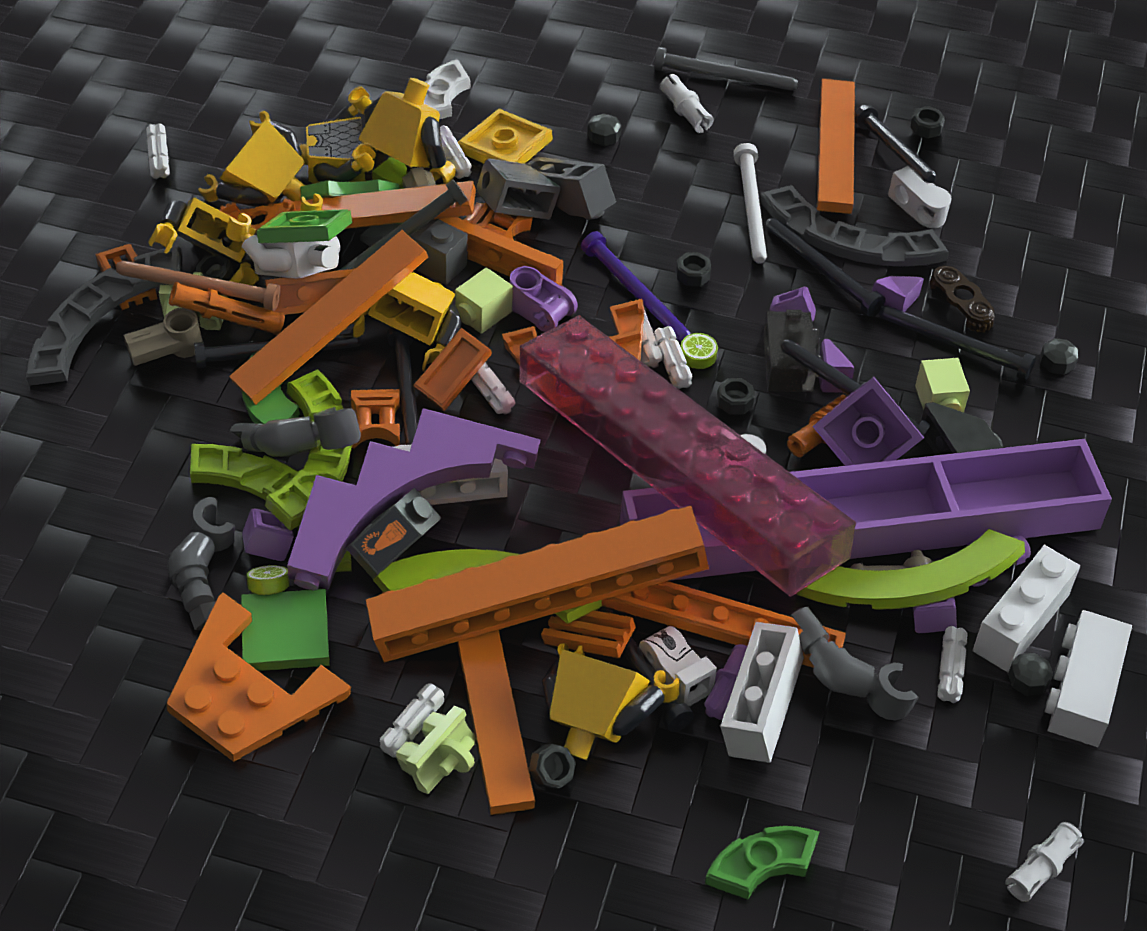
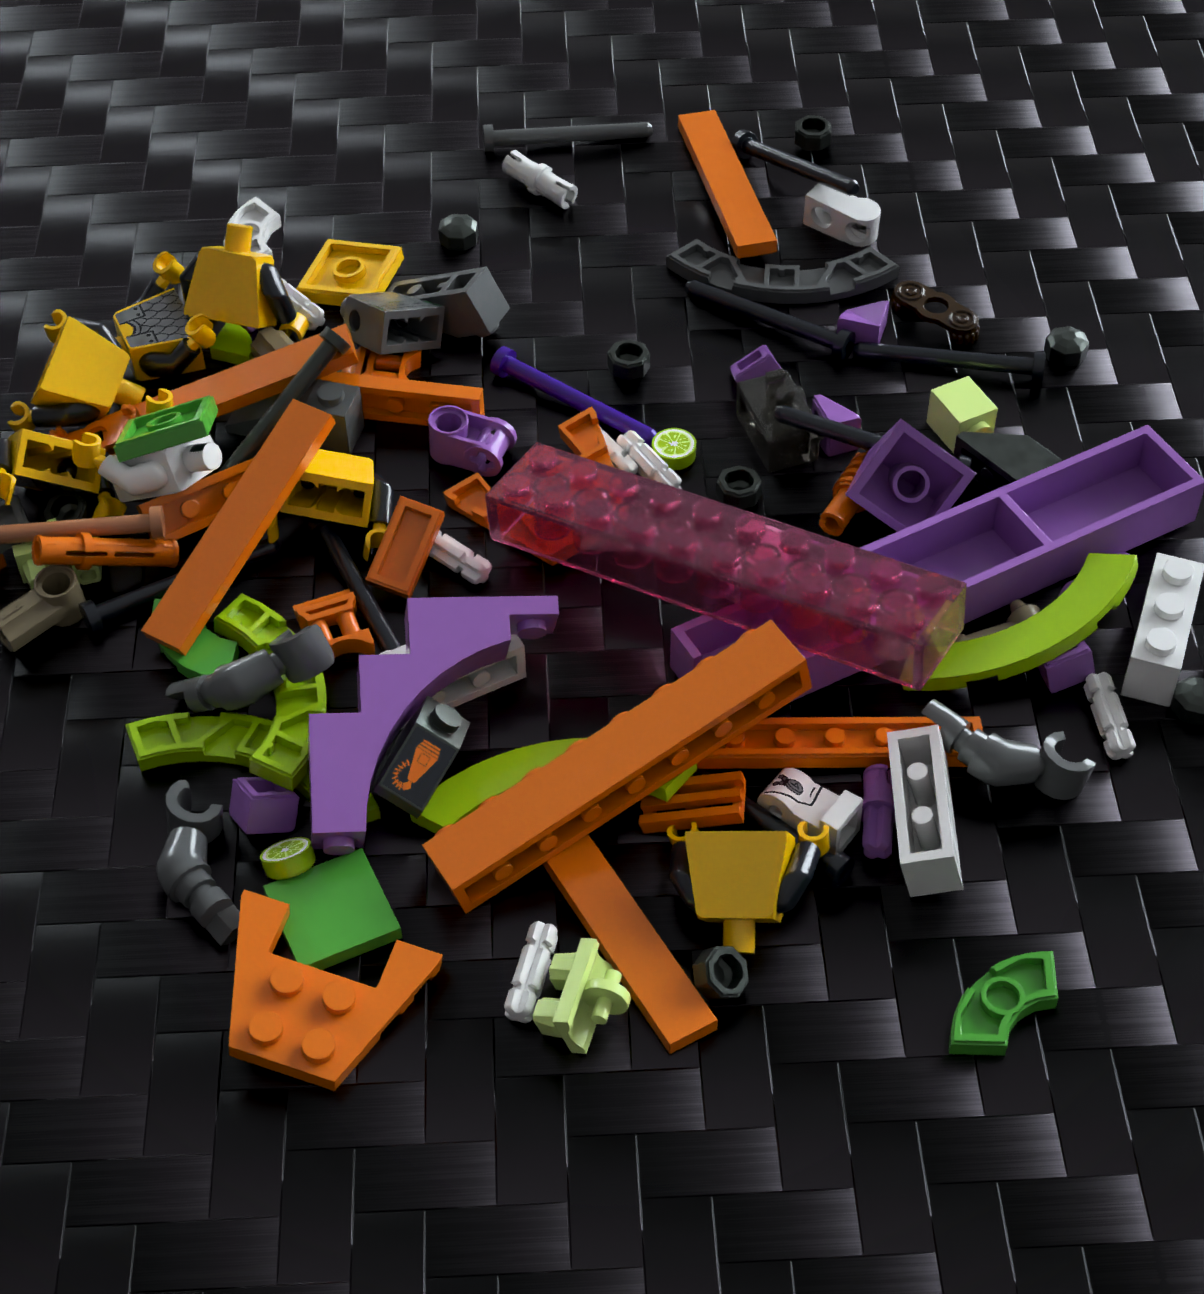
camera: 15 degrees left, 0 degrees up
(334, 188) = (179, 377): bright green tile -> none
(484, 300) = (407, 457): yellowish green brick -> none
(746, 156) = (632, 220): white bar -> none

